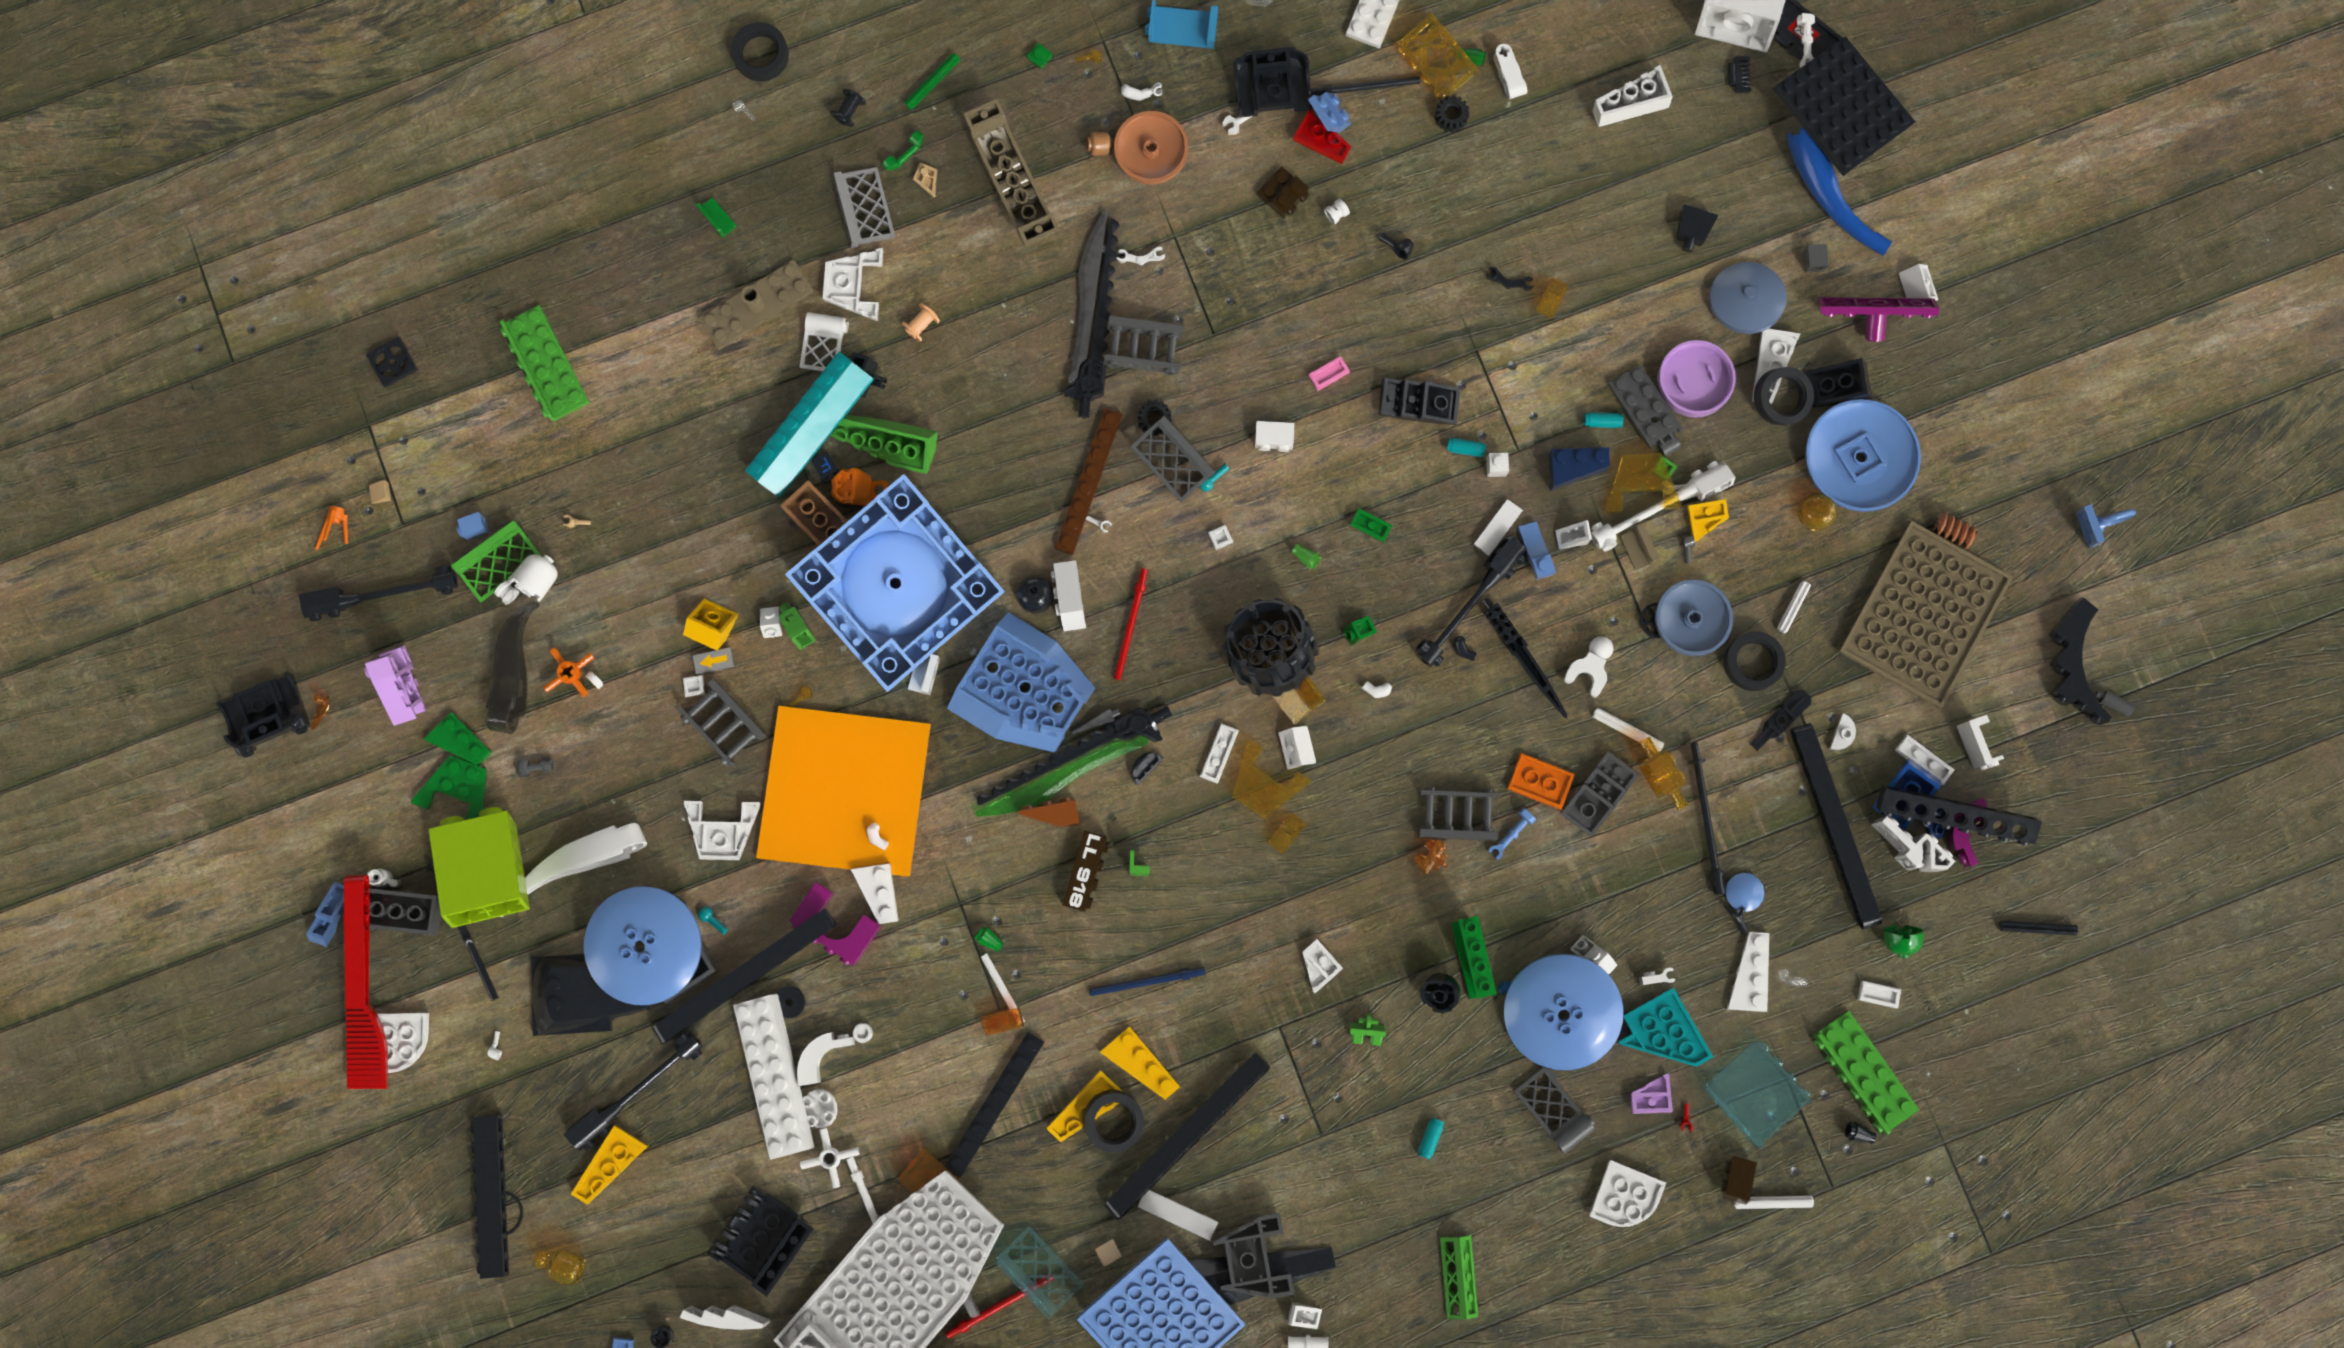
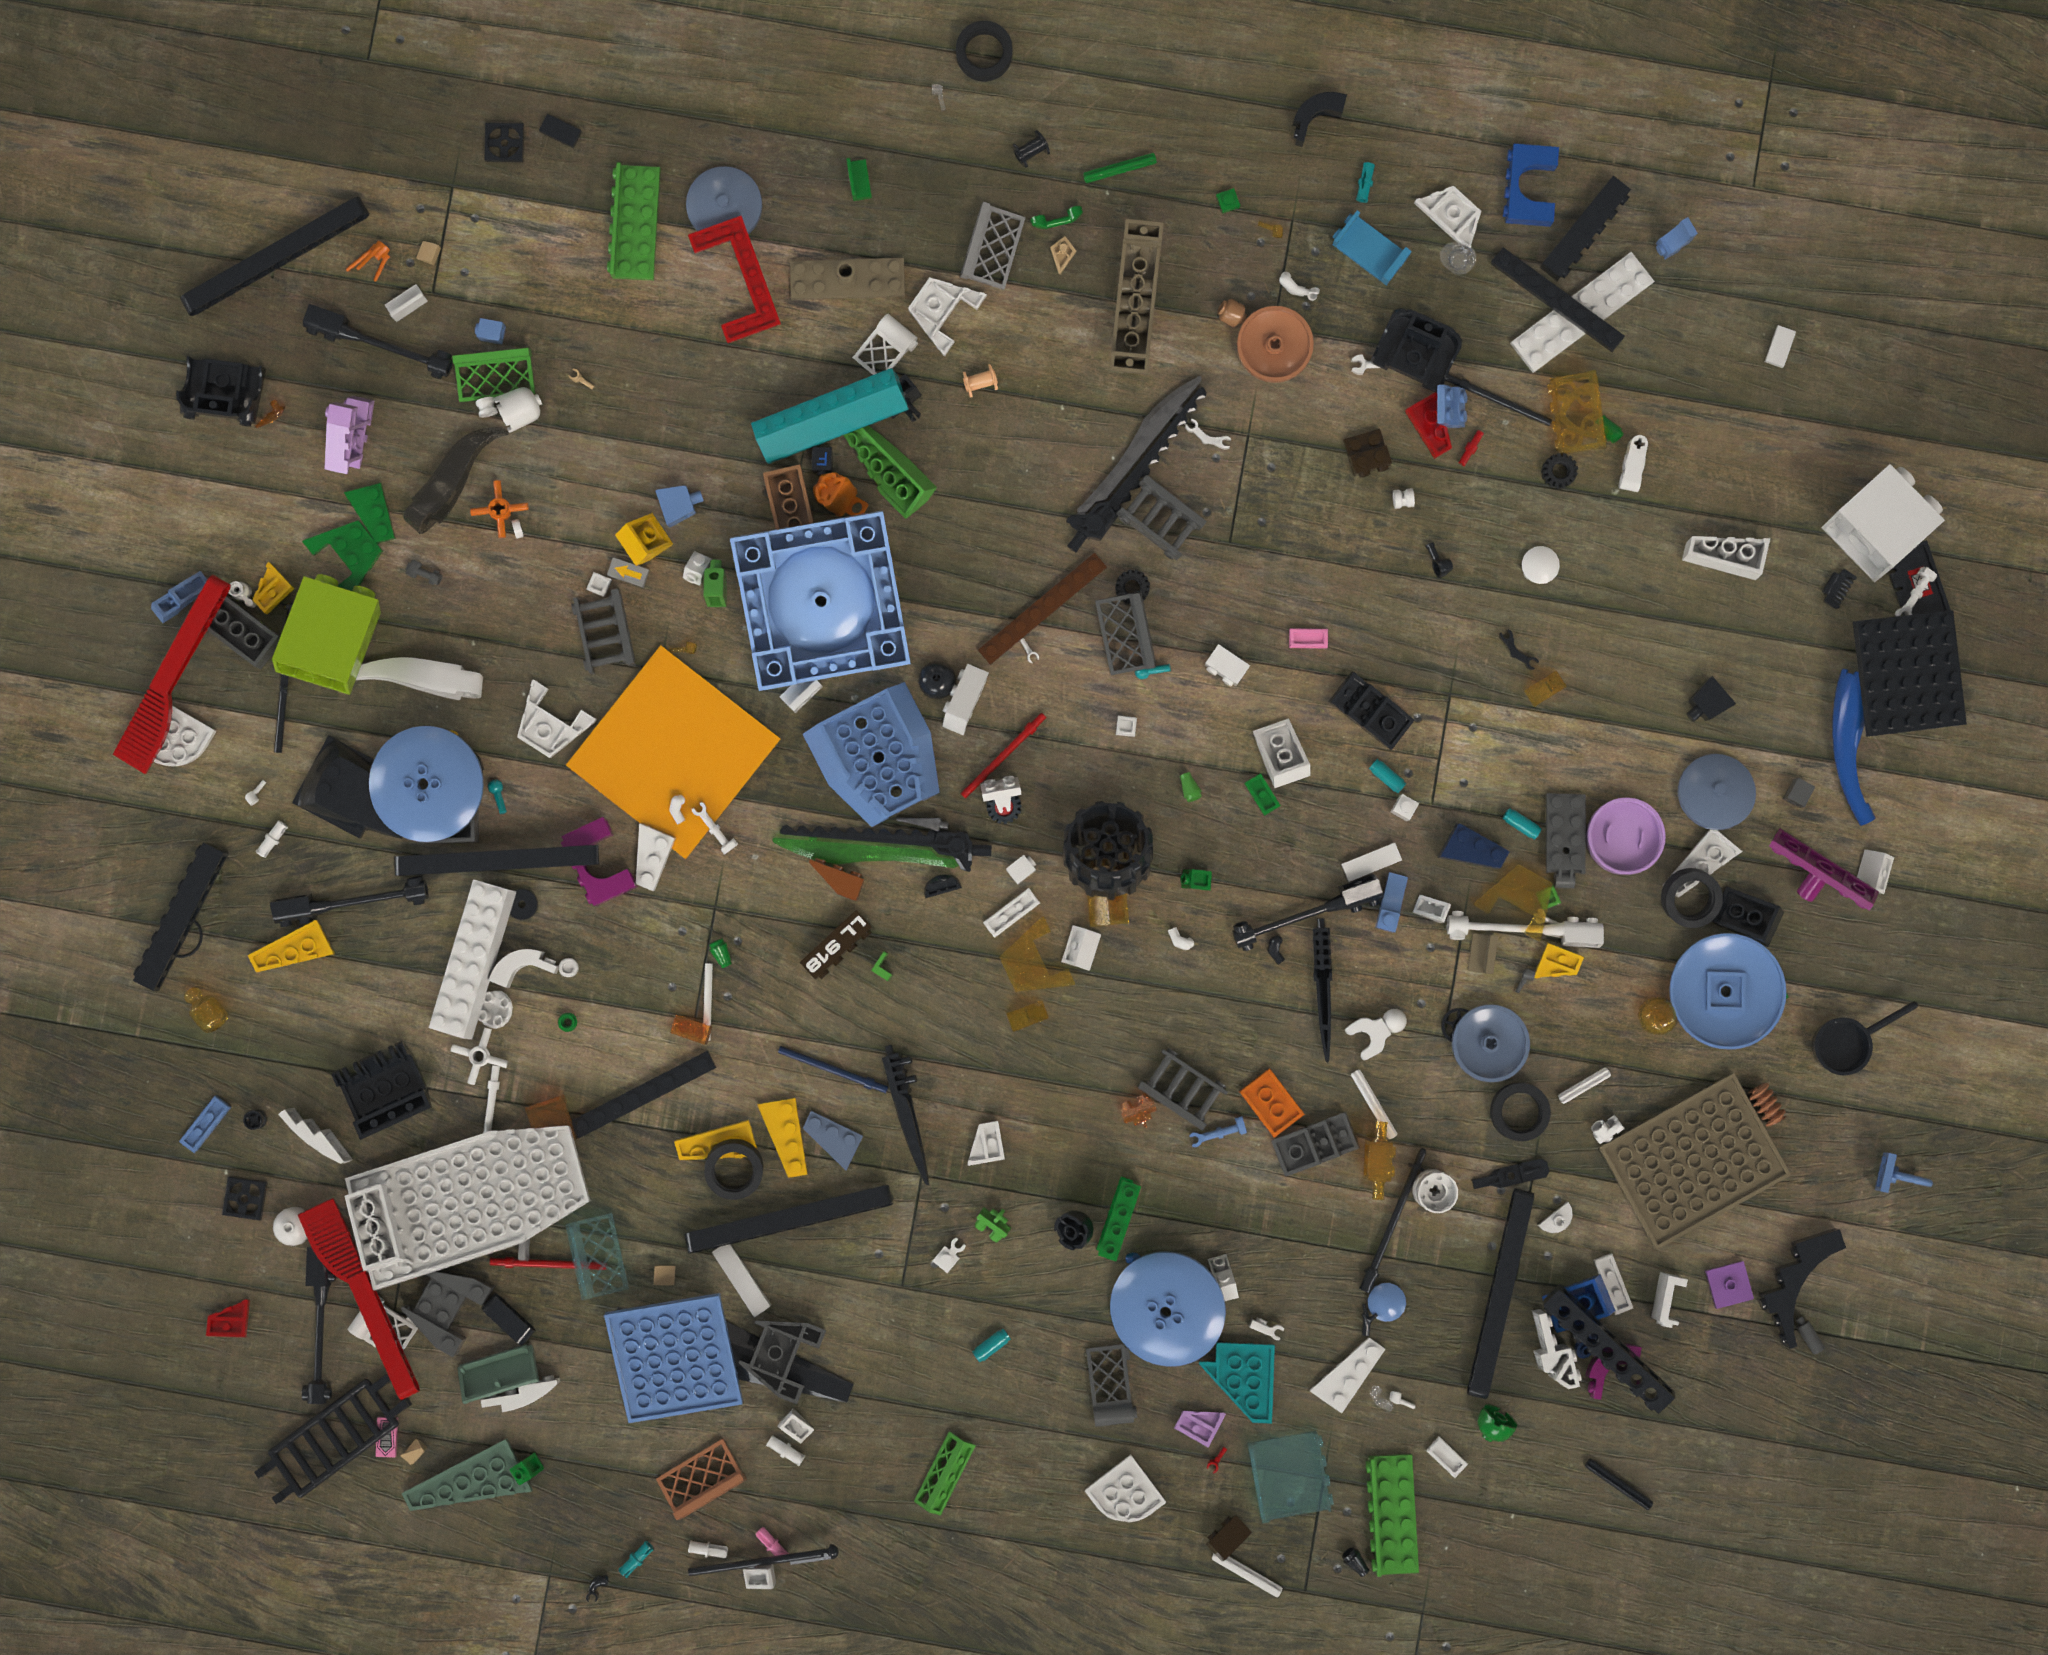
camera: 30 degrees right, 5 degrees up
(245, 573) = (274, 256): none -> black beam
(384, 546) = (406, 303): none -> white panel
(407, 860) = (271, 589): none -> yellow wing
(435, 325) = (560, 131): none -> black tile
(533, 1078) = (271, 839): none -> white pin
(613, 304) = (721, 196): none -> sand blue dish
(637, 320) = (736, 232): none -> red plate
(722, 576) = (677, 503): none -> medium blue torso
(885, 1085) = (561, 1022): none -> green plate
(919, 835) = (715, 829): none -> white piece
(1153, 660) = (1002, 798): none -> white plate
(1186, 1041) = (833, 1138): none -> sand blue wing
(1205, 710) = (1021, 869): none -> white brick
(1214, 962) = (904, 1106): none -> black piece
(1346, 1085) = (947, 1257): none -> white plate
(1366, 481) = (1282, 753): none -> white slope
(1367, 137) = (1471, 448): none -> red bar
(1484, 199) = (1540, 565): none -> white dish
(1736, 766) = (1439, 1200): none -> white wheel
(1805, 970) = (1395, 1397): none -> white hand
(1836, 635) = (1604, 1131): none -> white plate
(1988, 440) = (1846, 1045): none -> black piece
(2021, 701) = (1729, 1284): none -> medium lavender plate

